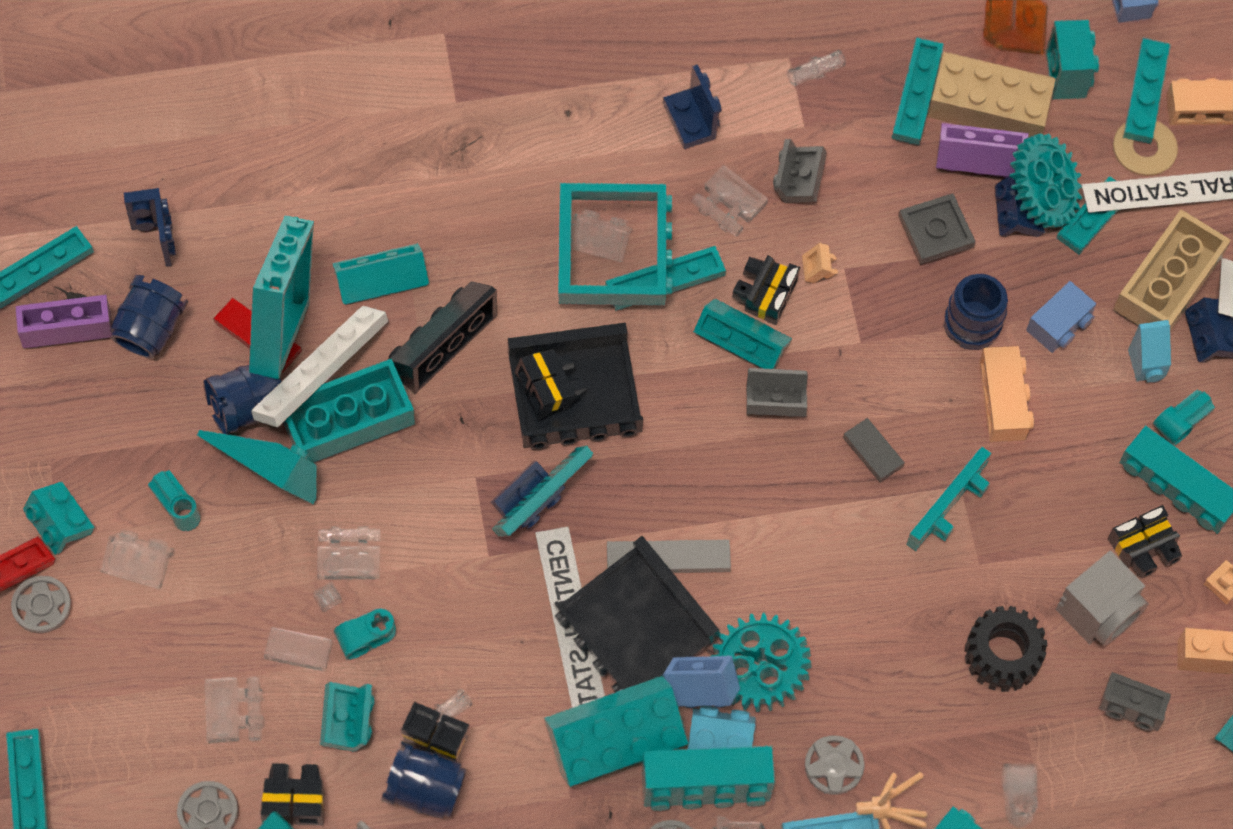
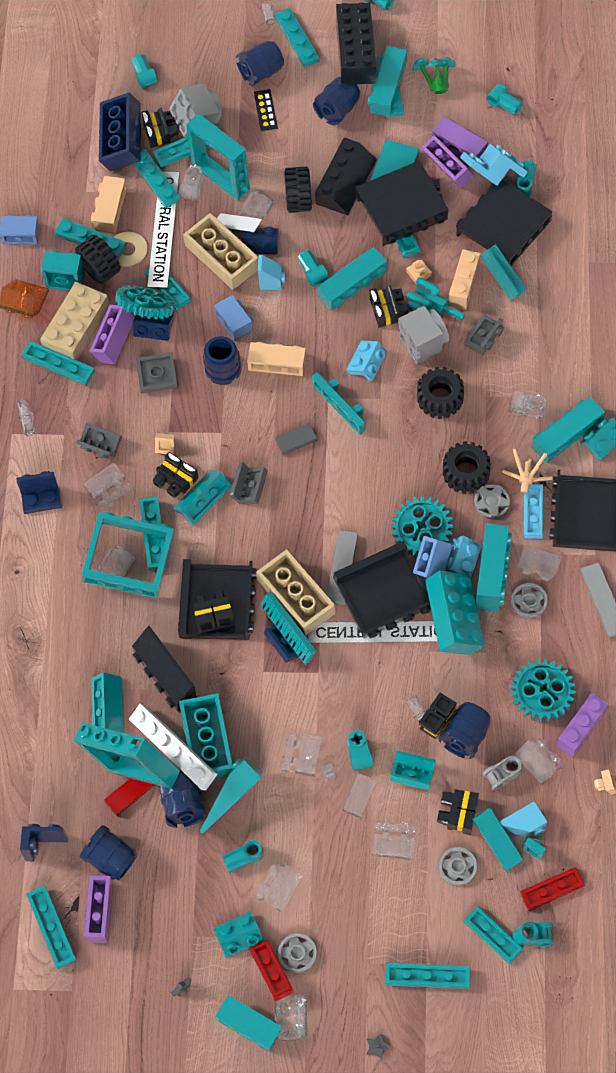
camera: 70 degrees left, 0 degrees up
(605, 492) = (296, 592): none -> tan brick
(884, 687) = (470, 454): none -> black tyre
(1039, 529) = (367, 359): none -> medium azure bracket
(1102, 100) = (98, 259): none -> black tyre
(1171, 609) = (431, 299): none -> teal plant

